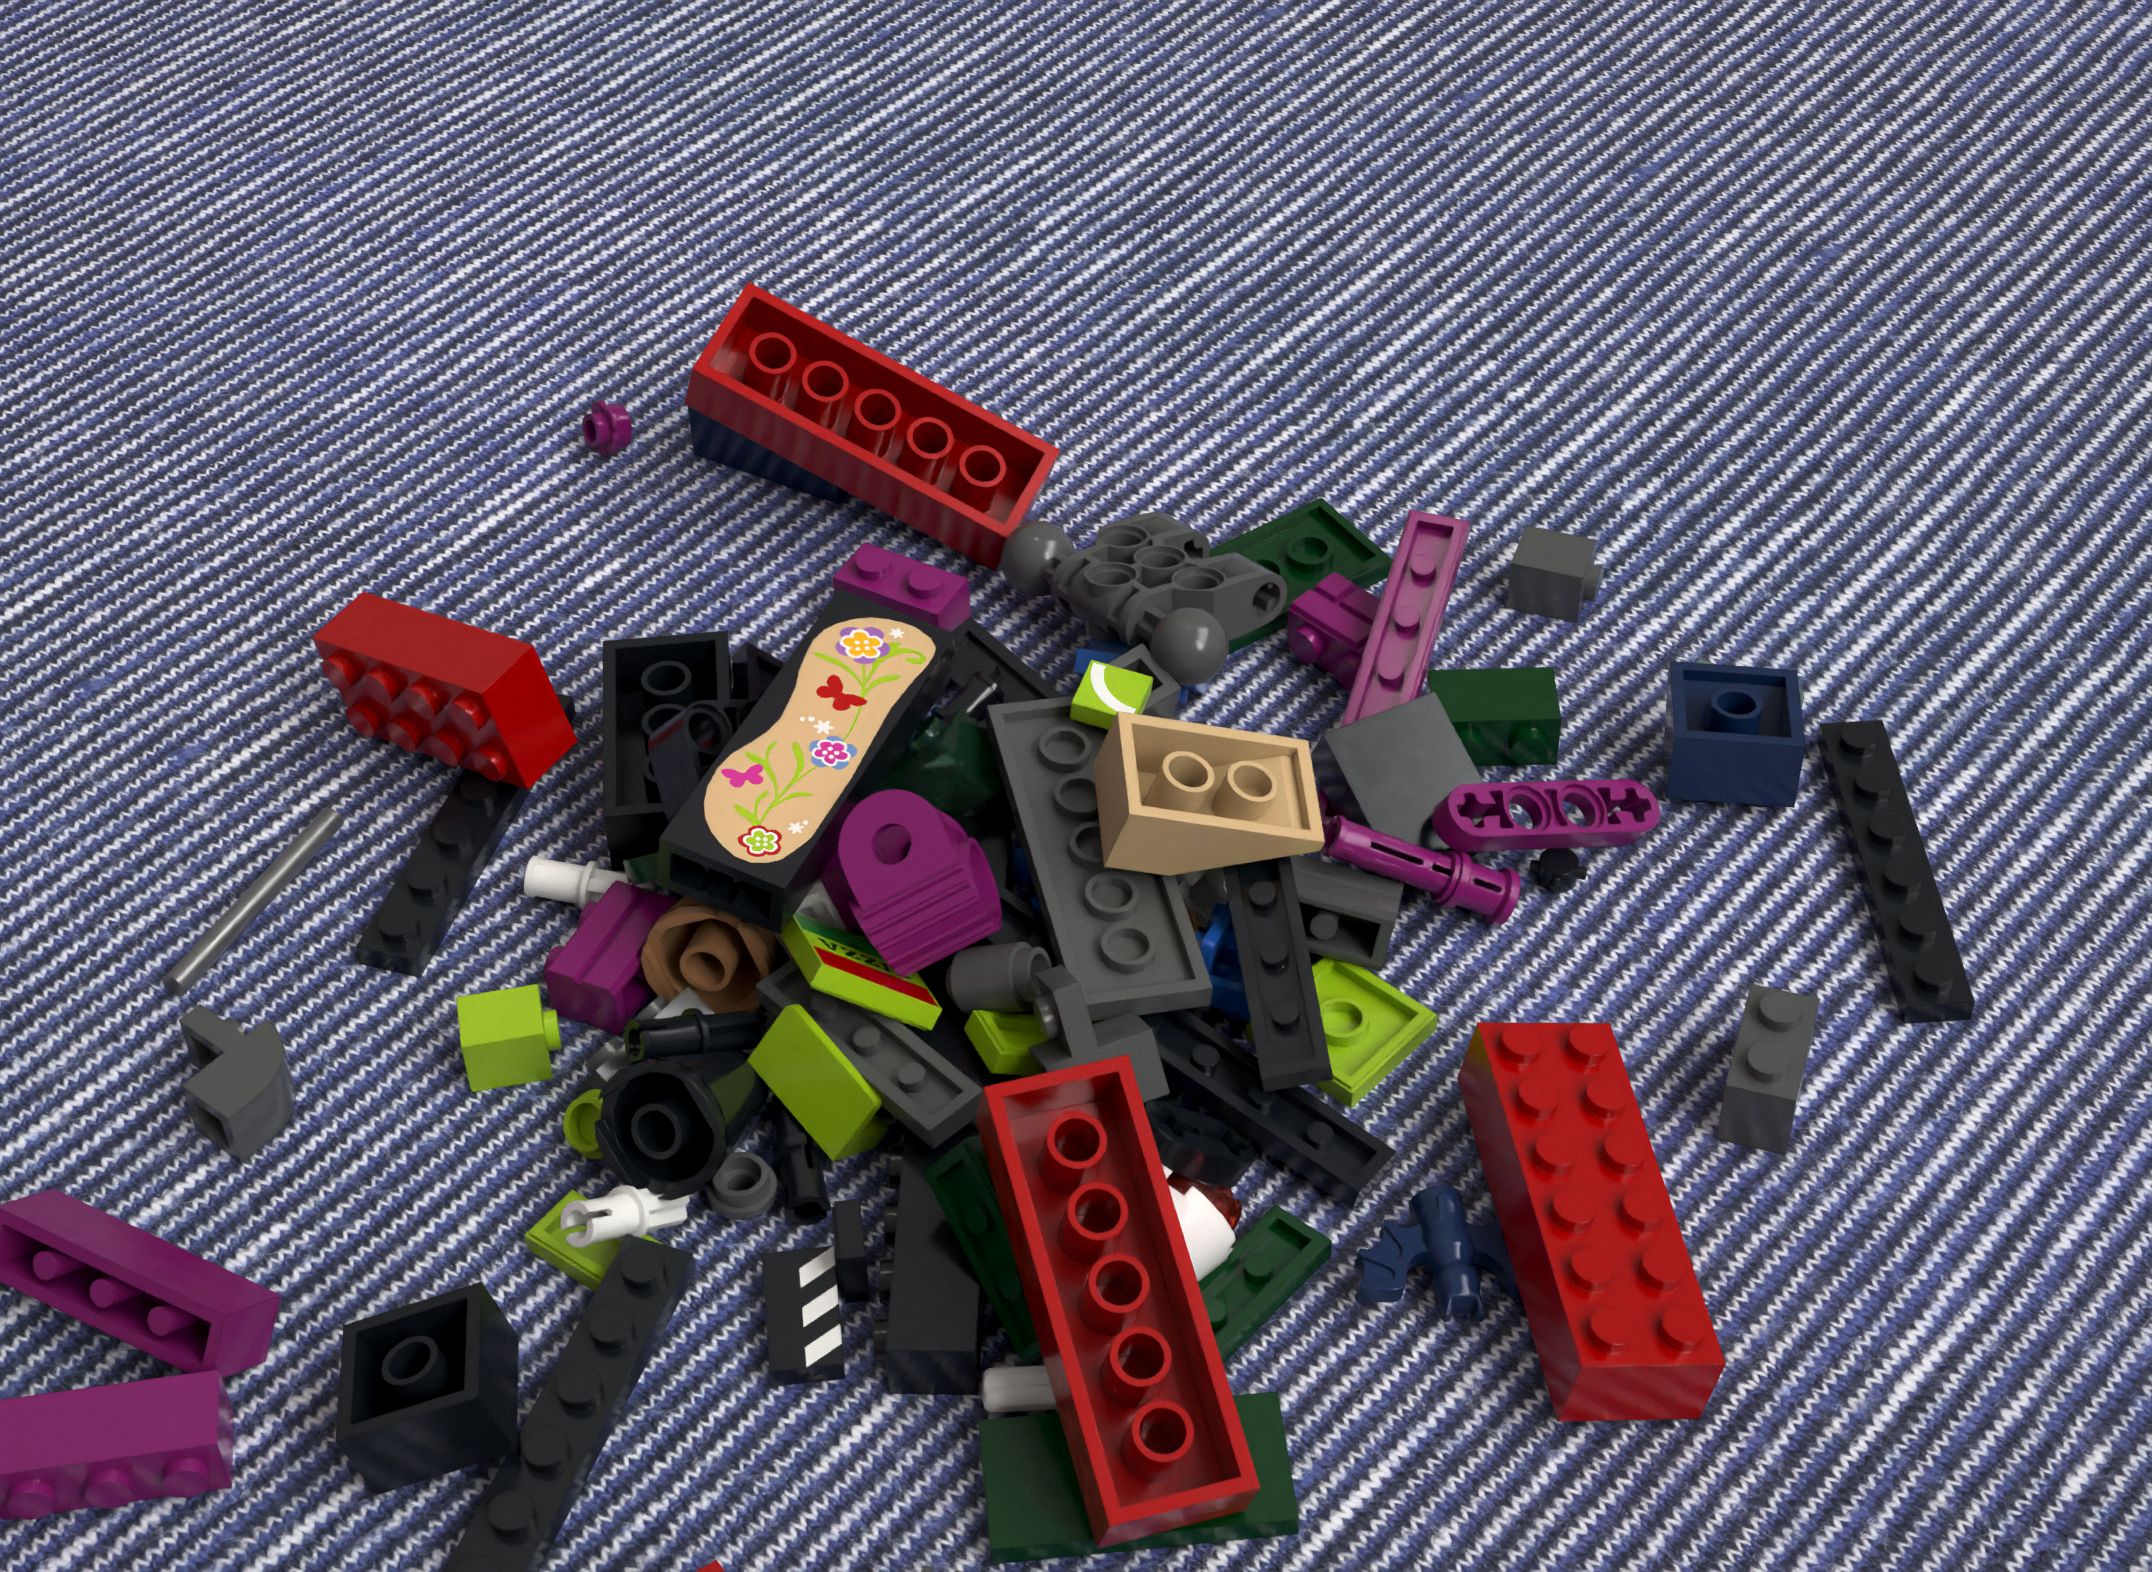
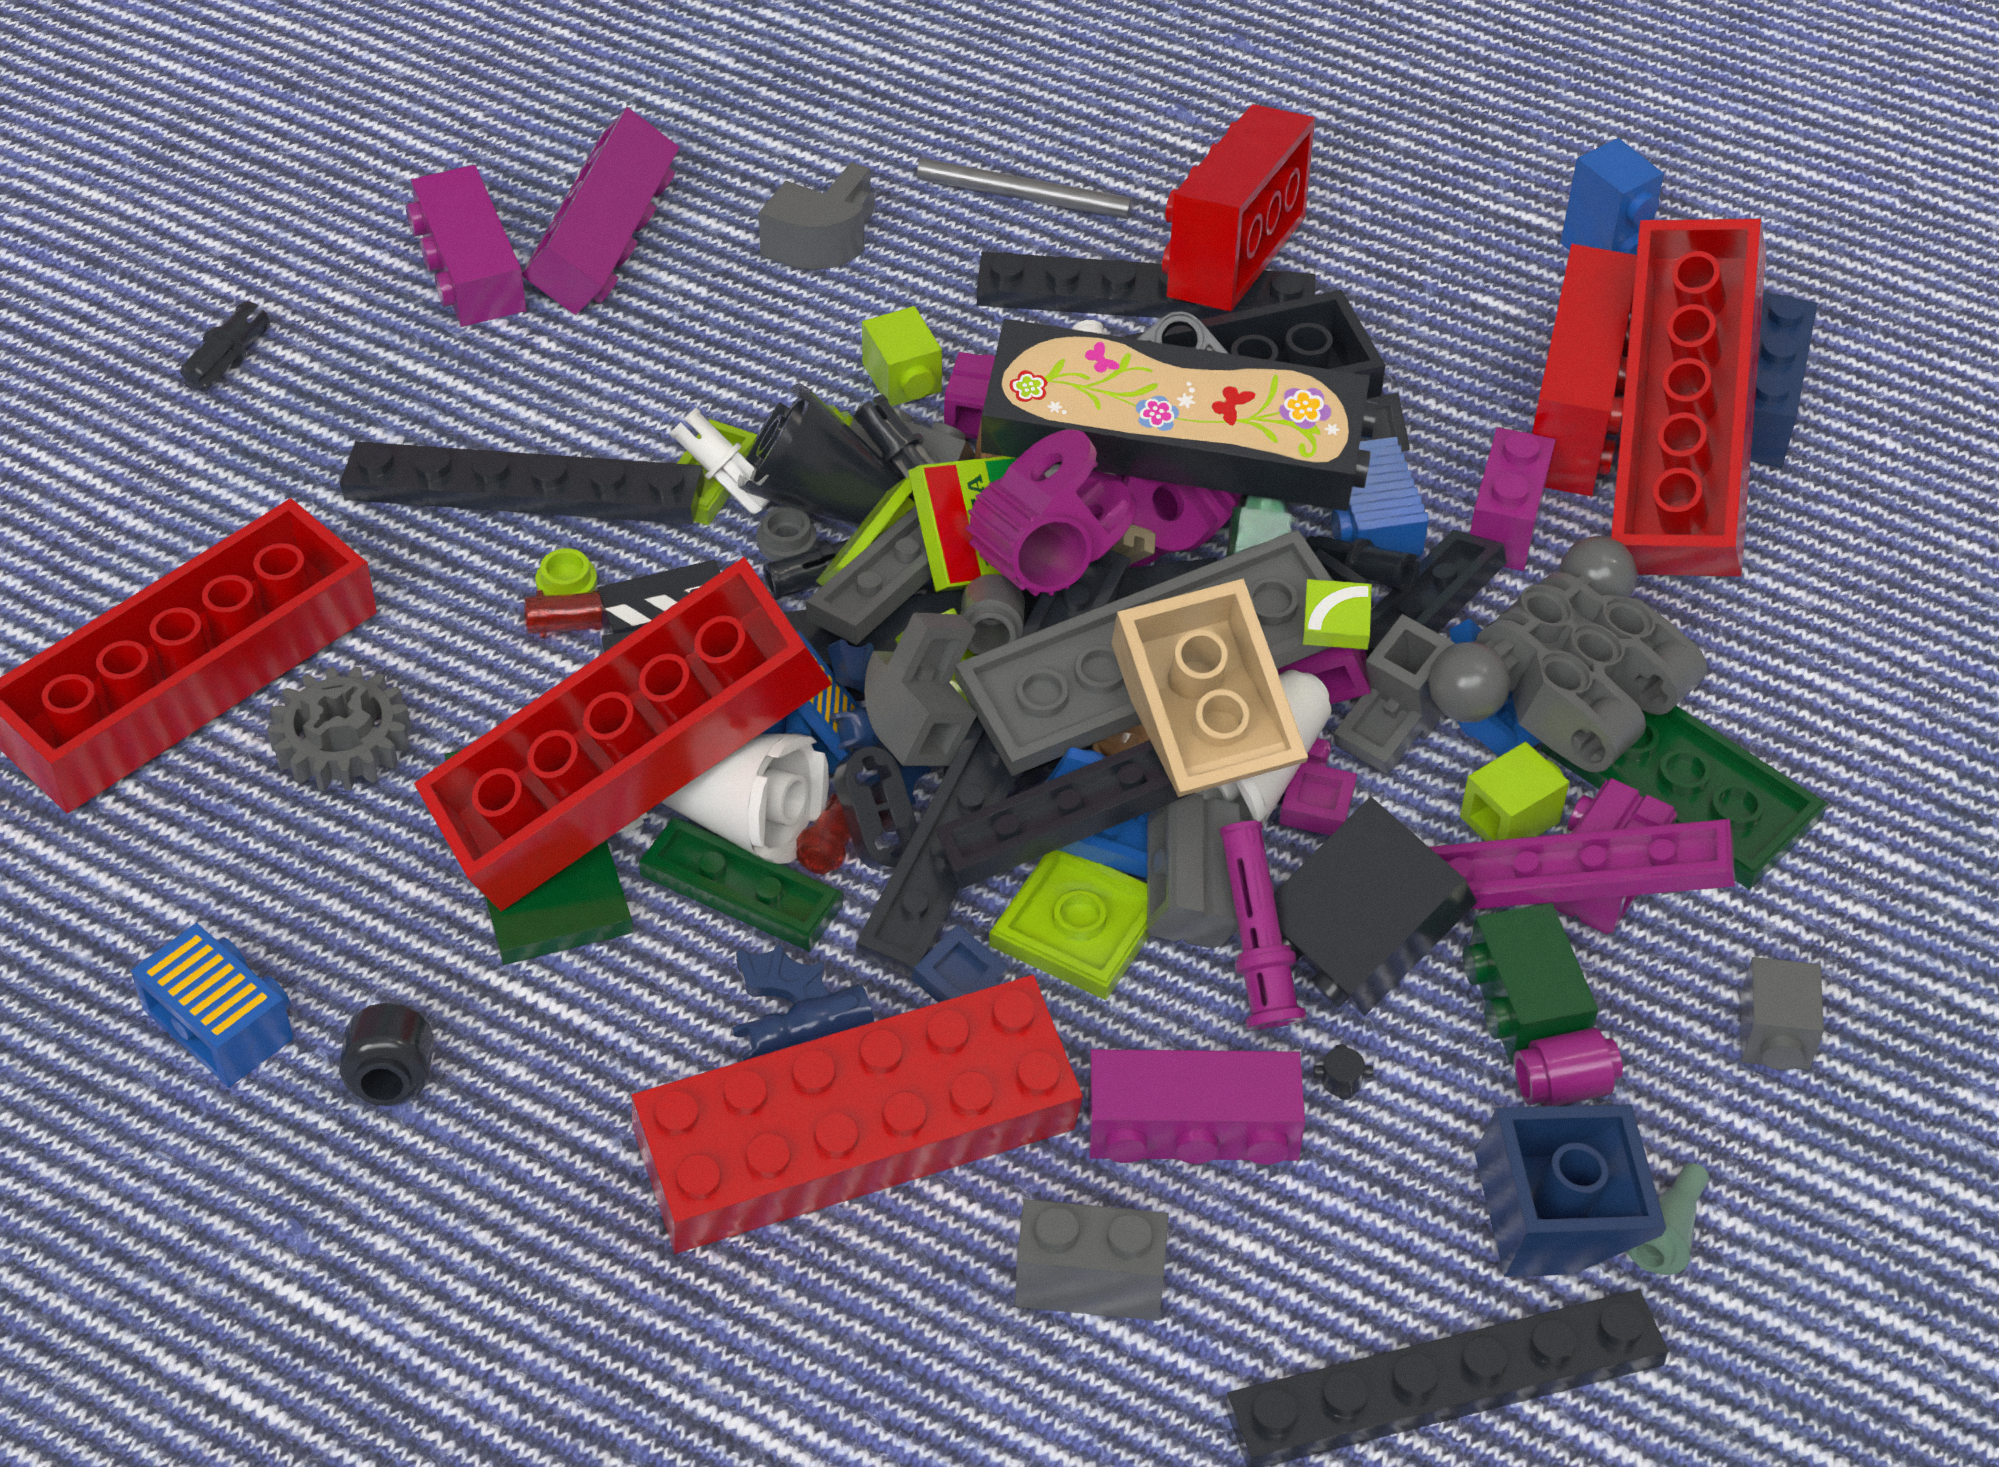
camera: 75 degrees right, 5 degrees up
(428, 1389) = (525, 384): black brick -> none
(551, 441) = (1609, 197): none -> blue brick
(738, 1404) = (566, 573): none -> lime plate
(758, 505) = (1586, 367): none -> red brick
(796, 1426) = (562, 612): none -> clear red pin
(1277, 683) = (1514, 796): none -> lime brick
(1412, 1117) = (958, 967): none -> dark blue plate
(1544, 805) = (1369, 1031): magenta beam -> none
(1589, 716) = (1568, 1068): none -> magenta brick
(1600, 956) = (1195, 1105): none -> magenta brick

